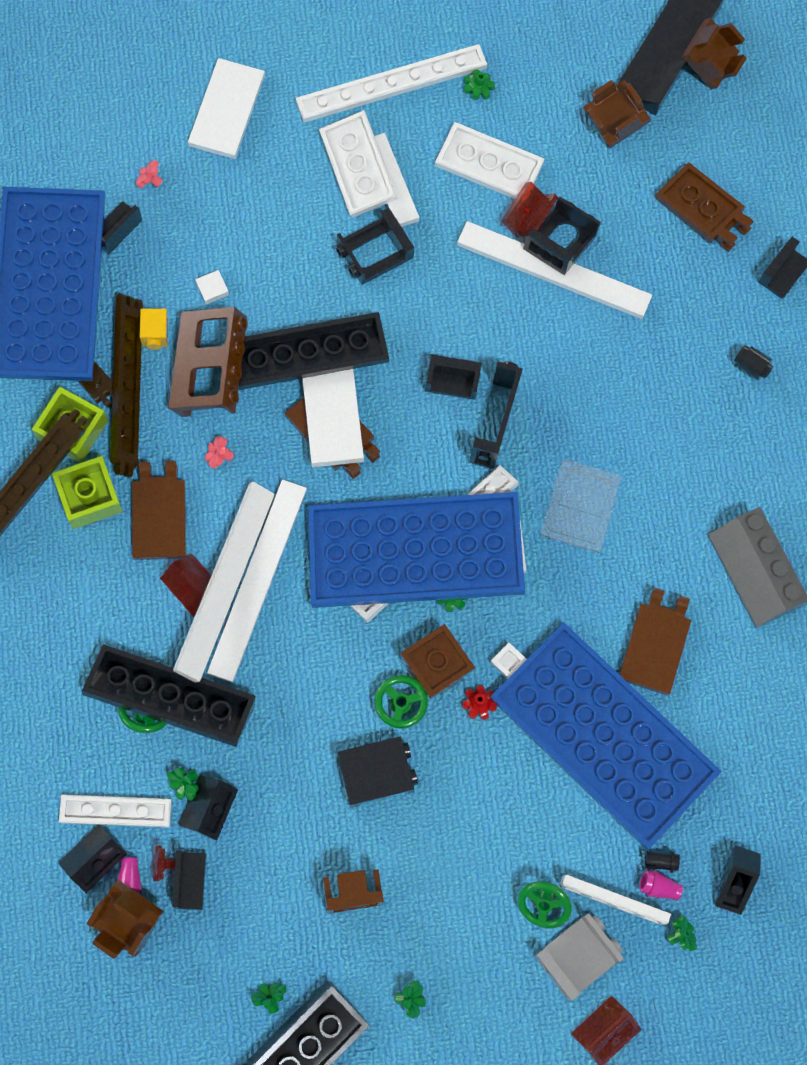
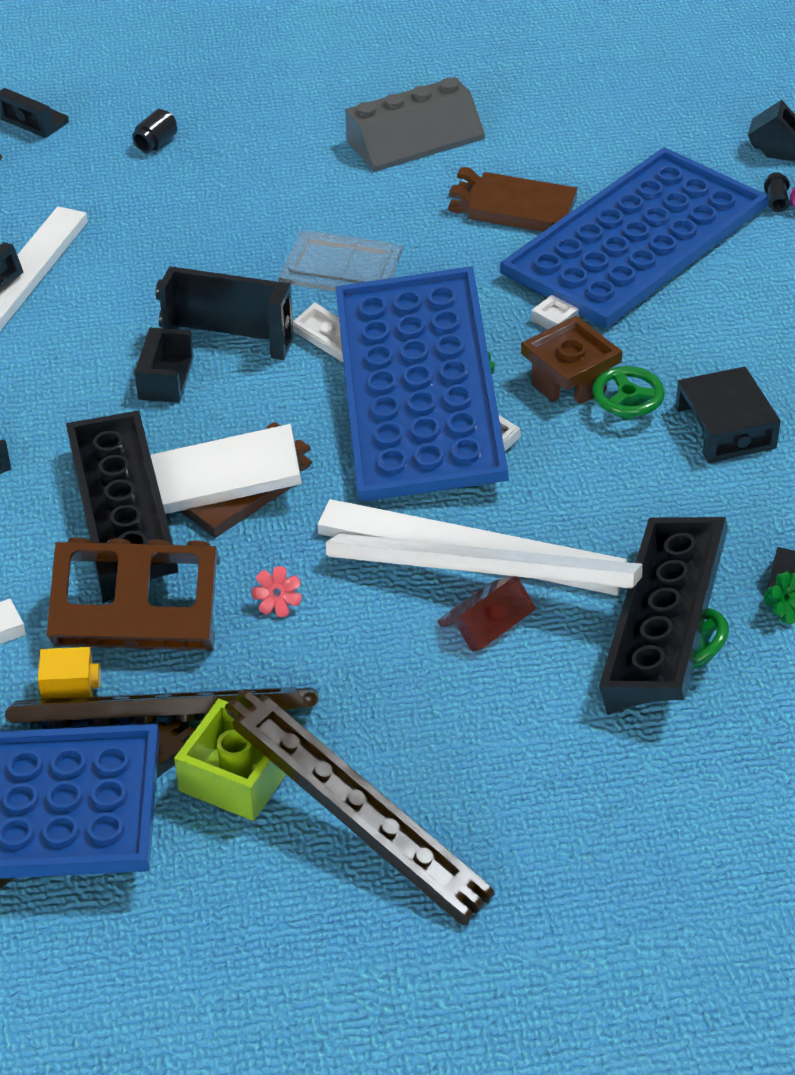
camera: 85 degrees left, 30 degrees down
(87, 492) = (356, 723): lime brick -> none
(158, 514) = (374, 659): reddish brown tile -> none
(479, 707) = (617, 334): red plant -> none

